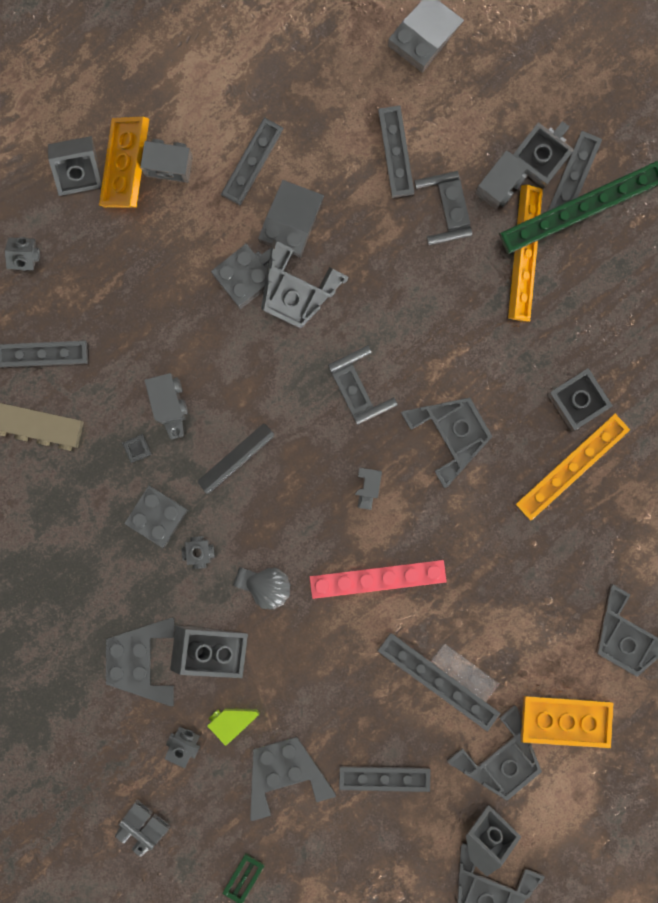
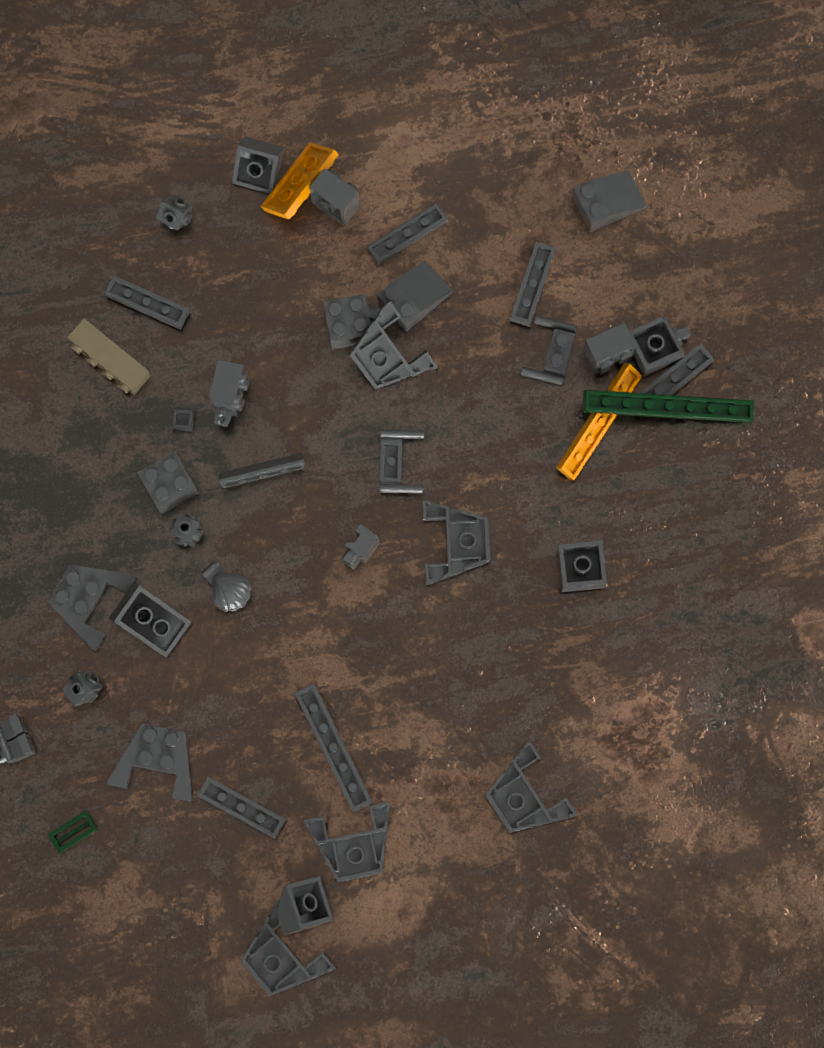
camera: 30 degrees right, 10 degrees down
(230, 722) = (134, 690): lime slope -> none
(378, 579) = (328, 633): coral plate -> none
(465, 672) = (360, 751): clear plate -> none
(566, 722) = (426, 839): light orange plate -> none
(572, 467) = (547, 622): light orange plate -> none

